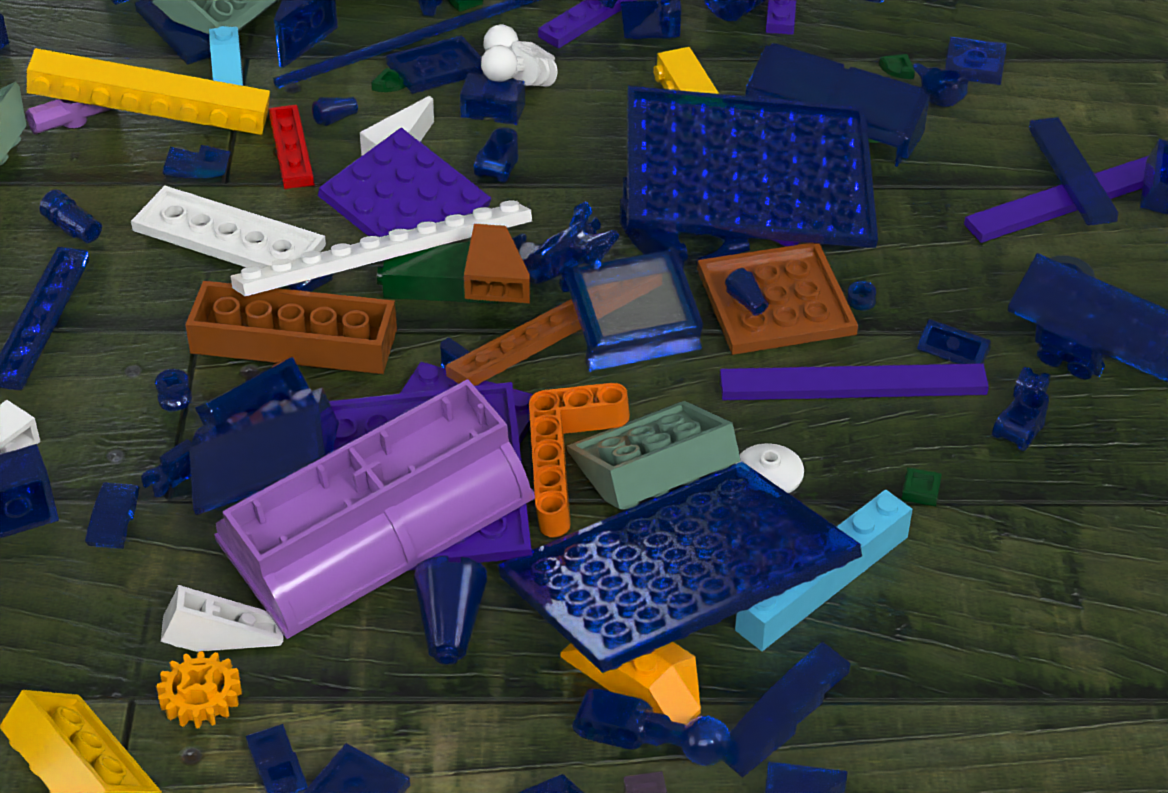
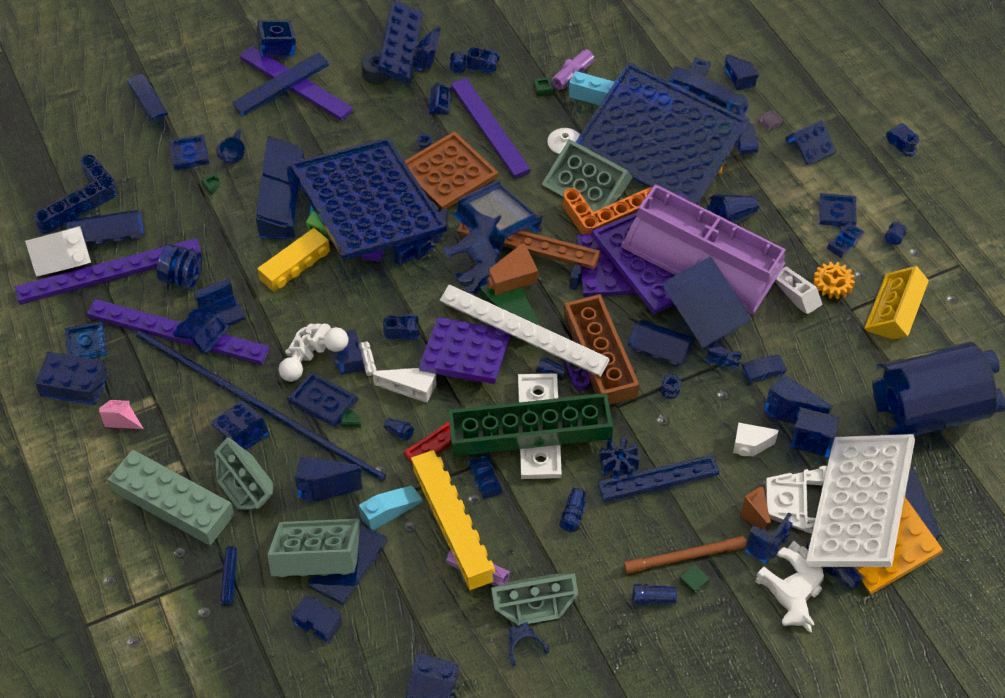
camera: 115 degrees left, 10 degrees up
(103, 287) = (619, 458): none -> clear blue gear
(214, 199) = (530, 424): none -> dark green brick
(472, 118) = (367, 358): none -> white axle
(745, 289) = (462, 173): clear blue cone -> none
(843, 735) = (700, 66): none -> clear blue slope
(941, 536) = (578, 64): none -> medium lavender piece
(1099, 38) = (147, 97): none -> clear blue slope

